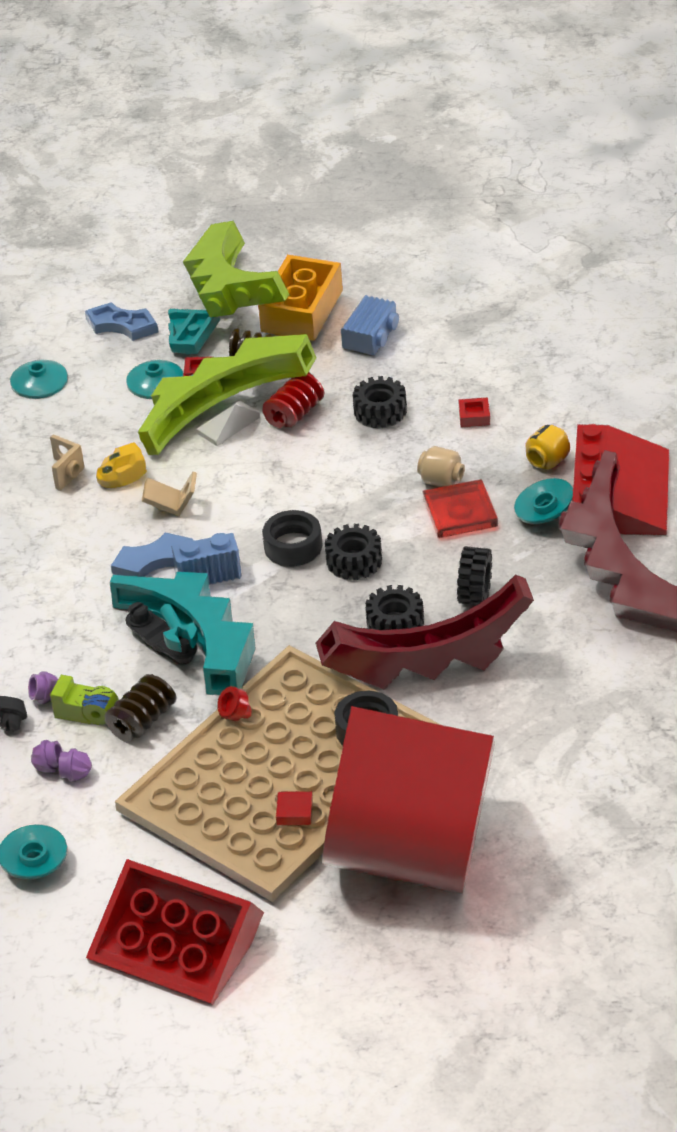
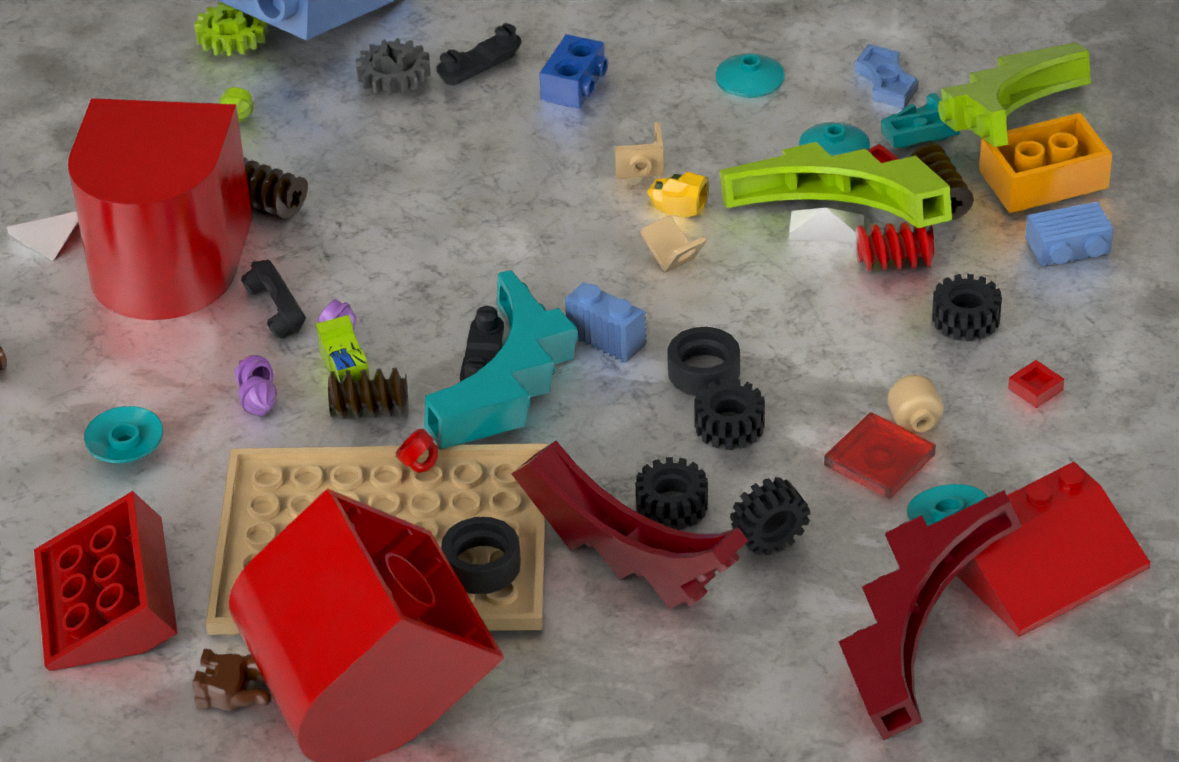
camera: 50 degrees right, 0 degrees up
(146, 558) = (565, 276): medium blue tile -> none
(177, 629) = (475, 355): teal bar -> none
(334, 906) = (227, 681): none -> reddish brown animal
(547, 447) = (1033, 460): yellow head -> none

